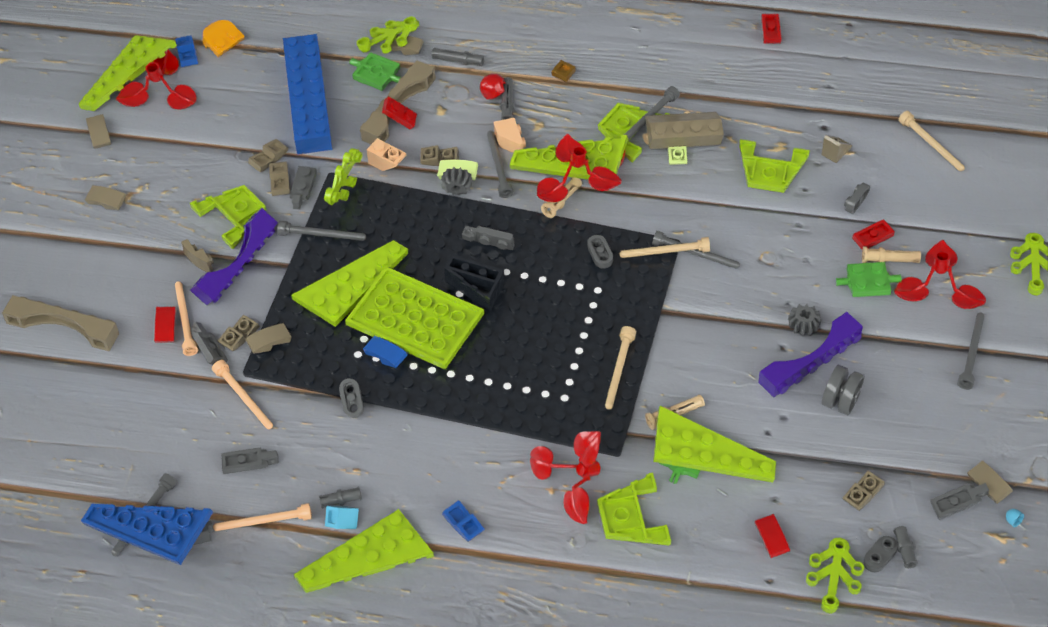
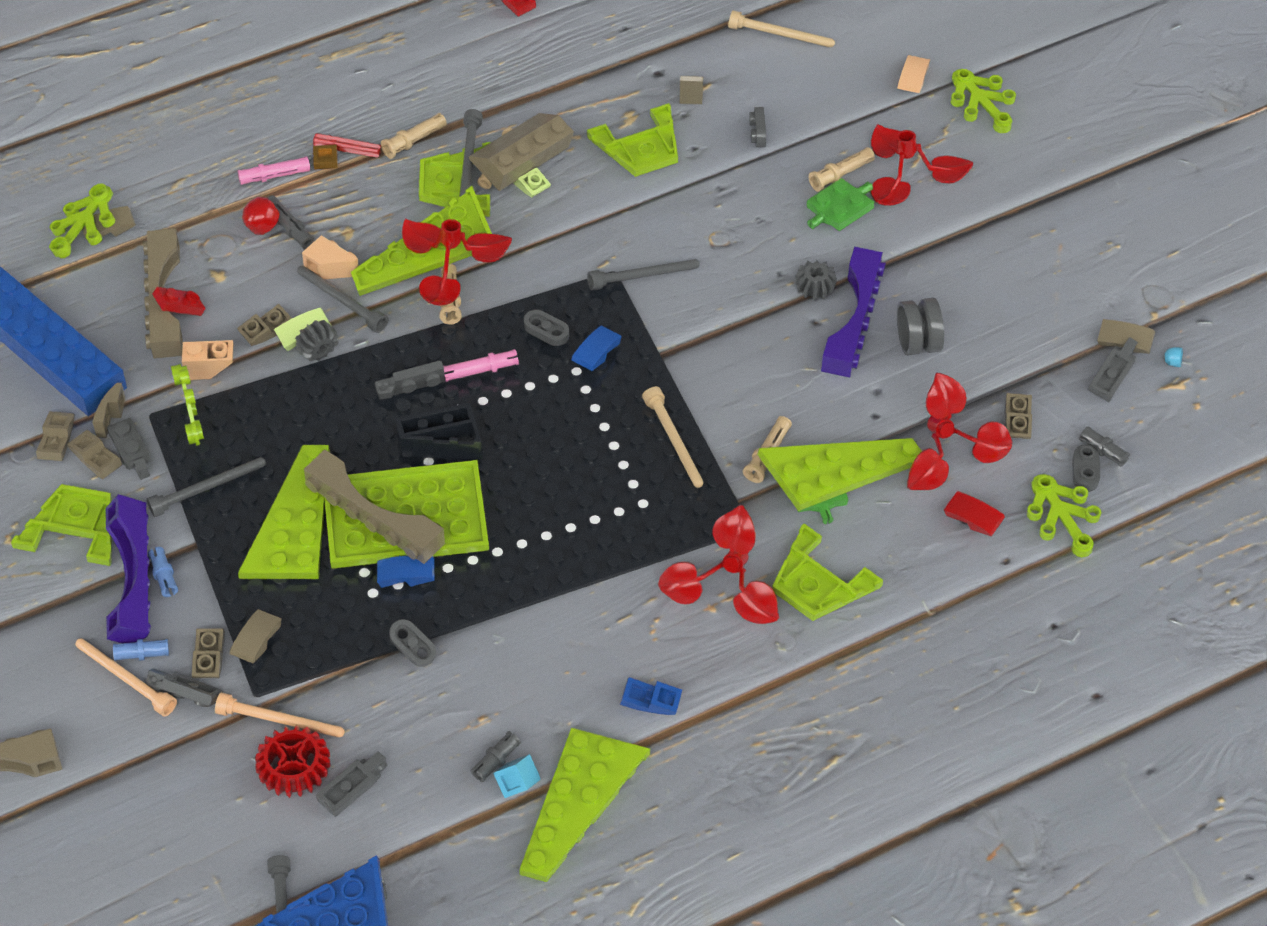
camera: 40 degrees left, 0 degrees up
(165, 325) = (110, 696): red slope -> none
(197, 257) = (83, 599): dark tan slope -> none
(204, 308) = (140, 649): none -> medium blue pin
(214, 425) = (292, 771): none -> red gear
(255, 269) = (163, 572): none -> medium blue pin
(302, 512) = (468, 798): light nougat piece -> none
(310, 154) = (109, 407): none -> dark tan slope
(375, 71) = (102, 270): bright green plate -> none
(402, 329) = (411, 533): none -> dark tan arch
(461, 57) = (186, 204): dark grey pin -> none
(519, 61) = (274, 170): none -> bright pink pin
(547, 254) = (480, 365): none -> bright pink pin
(586, 72) = (348, 145): none -> axle
(616, 282) = (595, 348): none -> blue slope
(620, 85) = (404, 139): none -> tan pin
(701, 245) = (650, 259): tan piece -> none
(804, 447) = (942, 401): none -> red plant
(873, 234) = (806, 156): red plate -> none
(966, 379) = (1018, 250): dark grey piece -> none
(999, 219) = (913, 74): none -> light nougat slope

